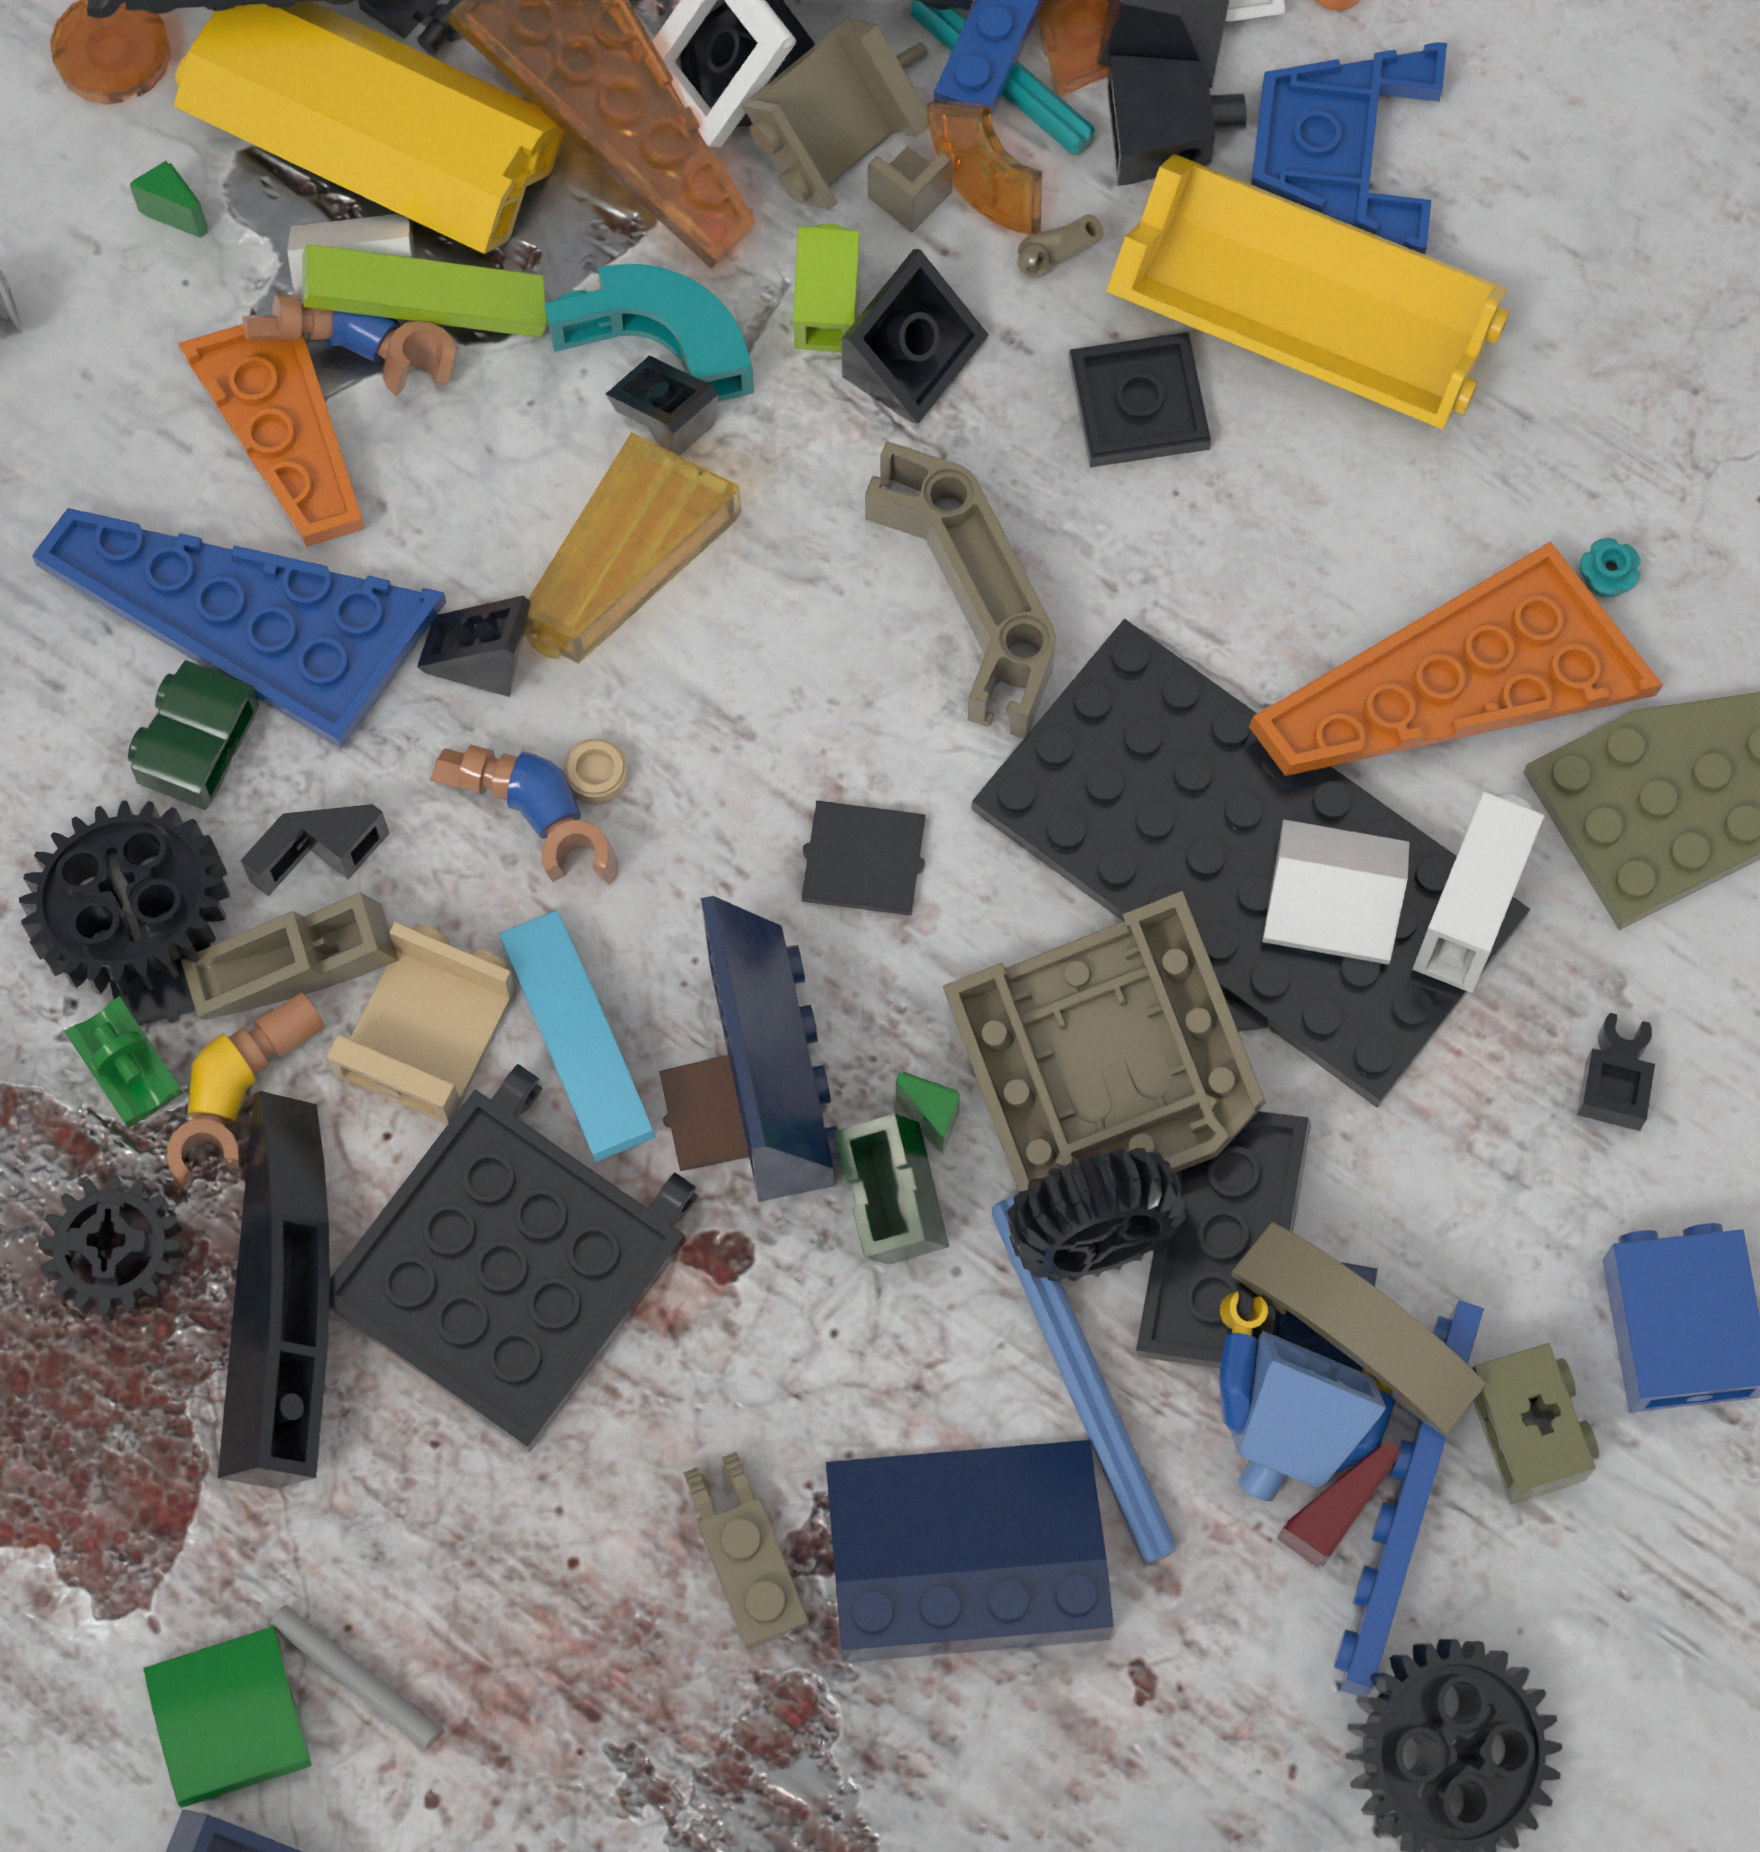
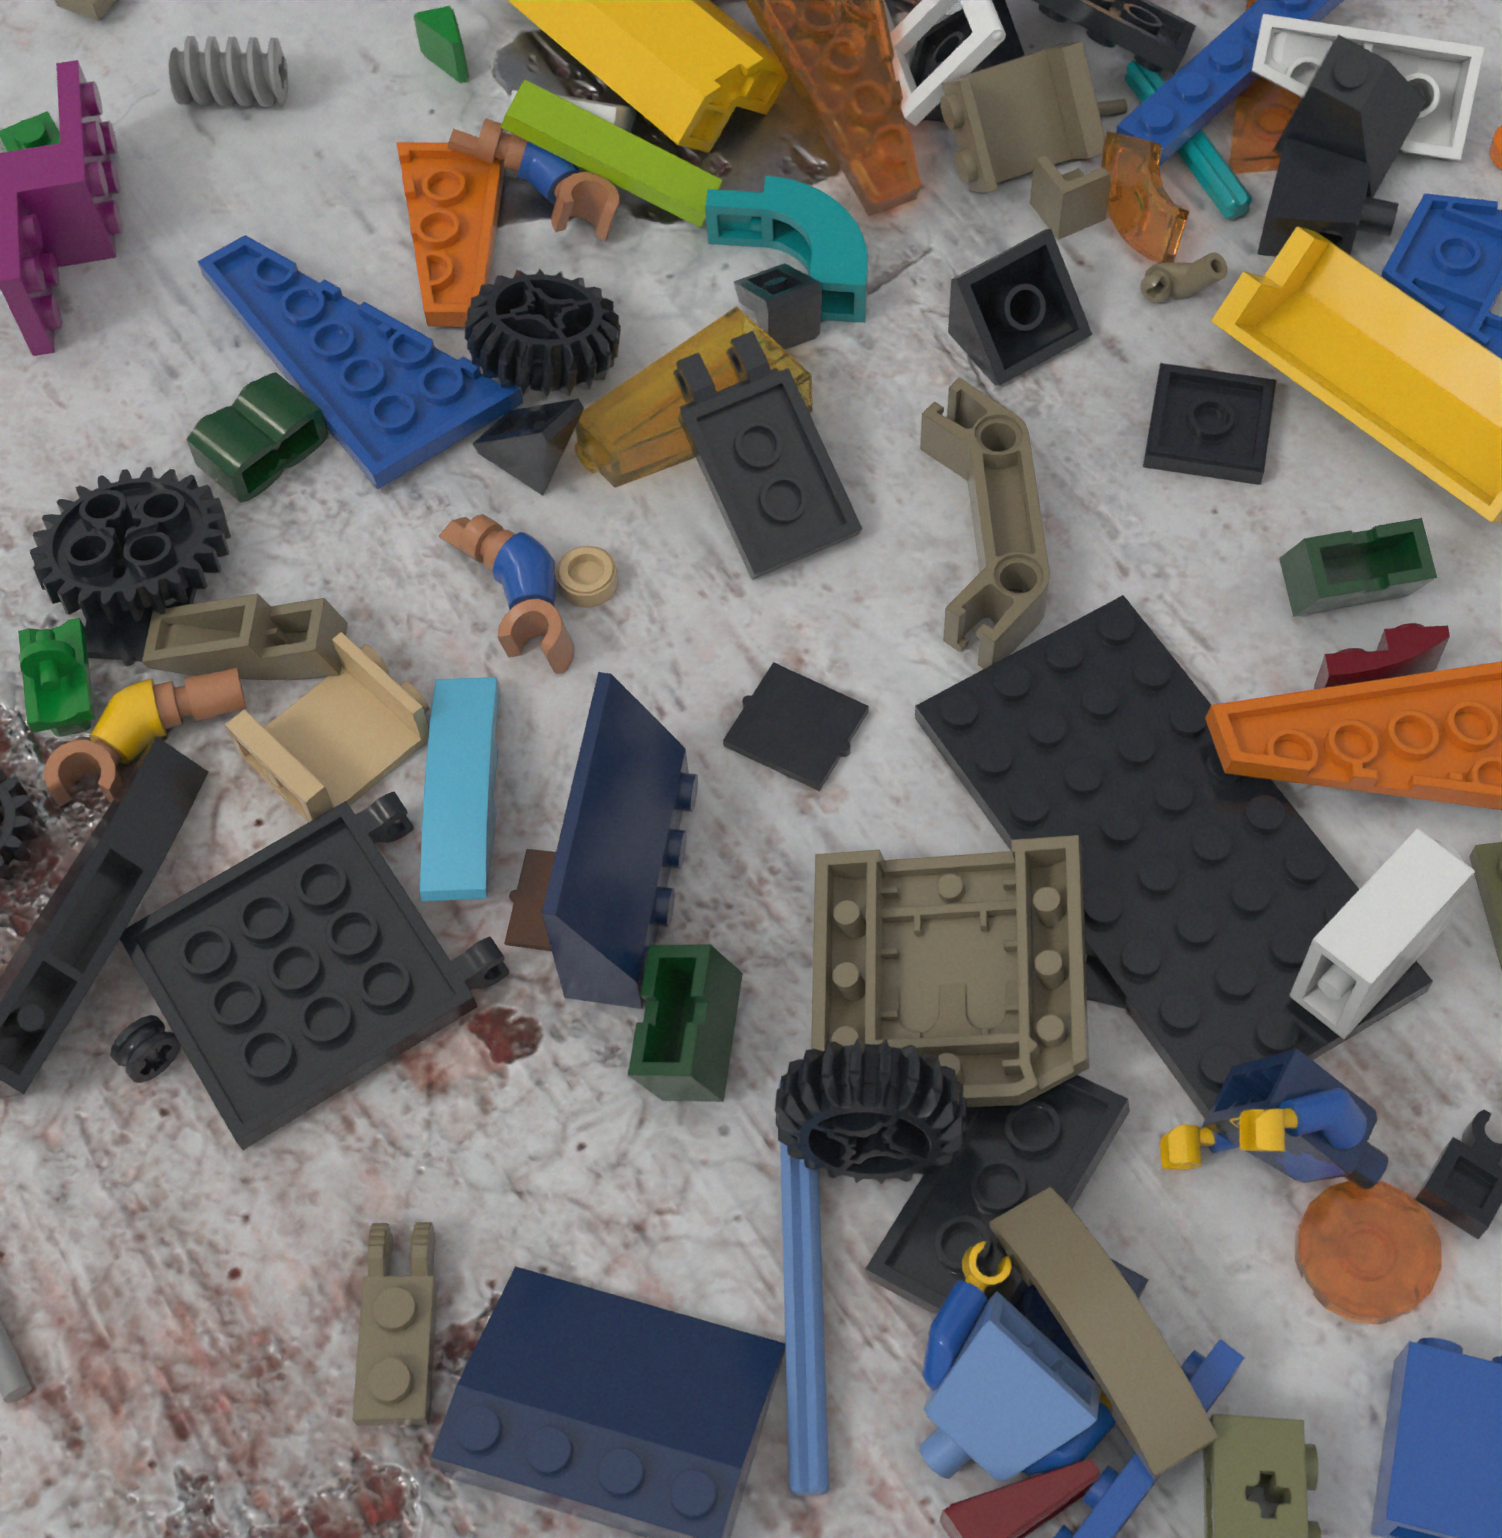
camera: 25 degrees right, 10 degrees down
(337, 835) = (340, 552): black slope -> none
(396, 1393) = (145, 1048): none -> black bush
(441, 542) = (542, 332): none -> black gear
(727, 594) = (763, 460): none -> black tile
(825, 286) = (957, 237): lime slope -> none
(930, 1105) = (761, 962): green slope -> none
(1335, 521) = (1357, 567): none -> dark green brick
(1337, 892) = (1235, 895): white slope -> none
(1399, 601) = (1400, 652): none -> dark red slope
(1450, 1089) = (1288, 1117): none -> torso
(1551, 1174) = (1368, 1252): none -> clear orange tile

